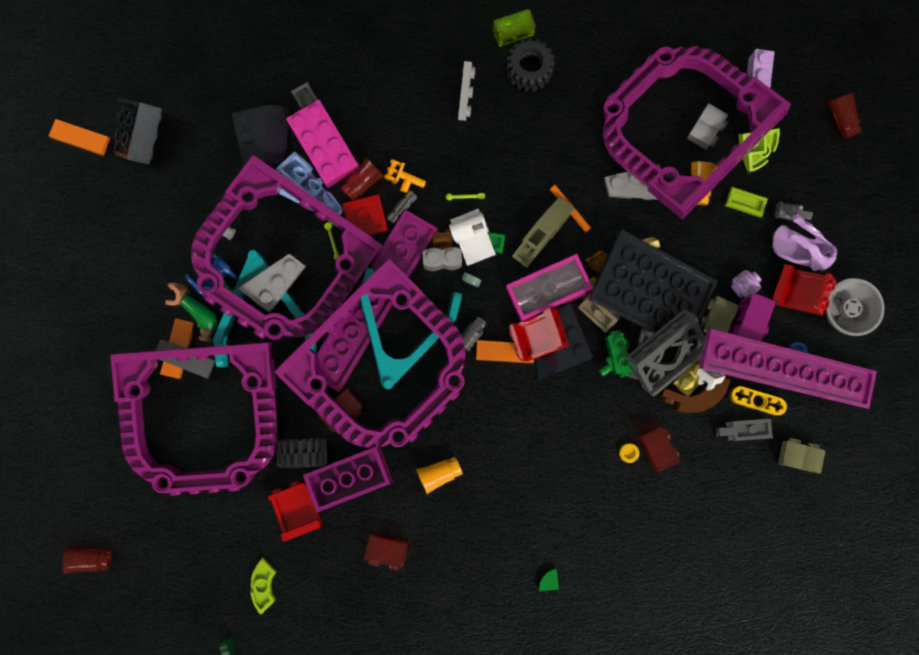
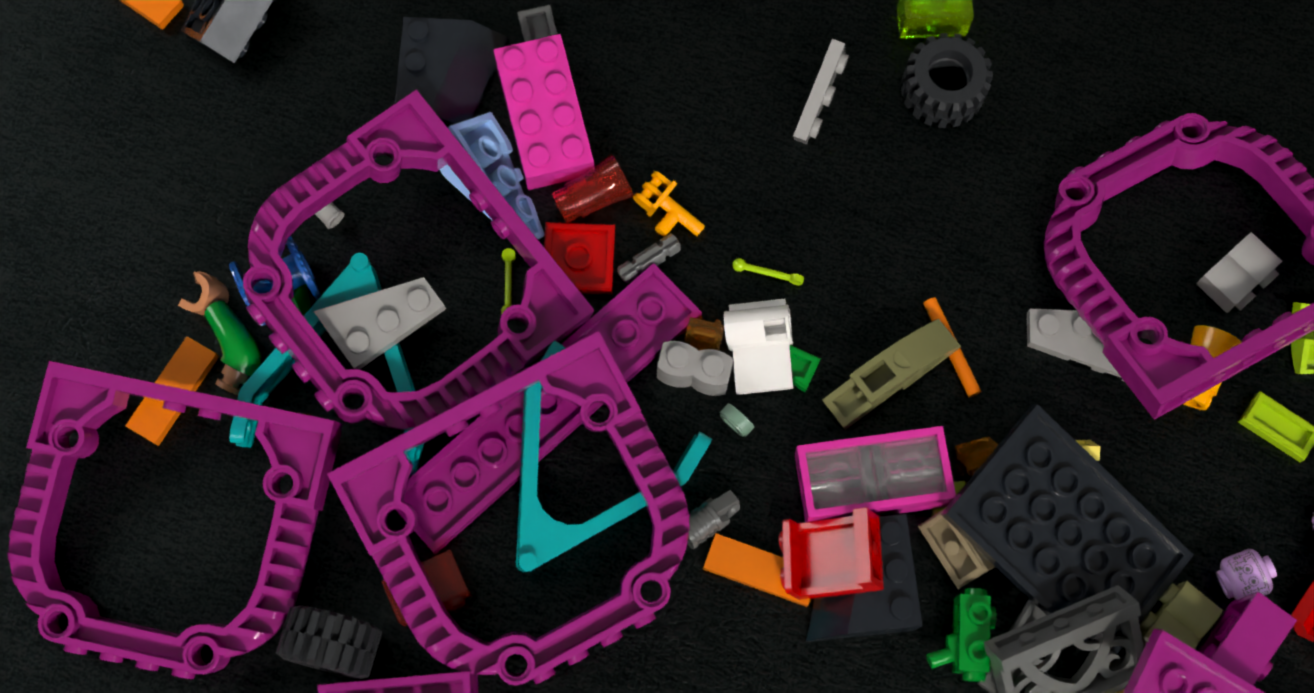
camera: 15 degrees right, 10 degrees down
(199, 367) = (199, 432): dark grey tile -> none

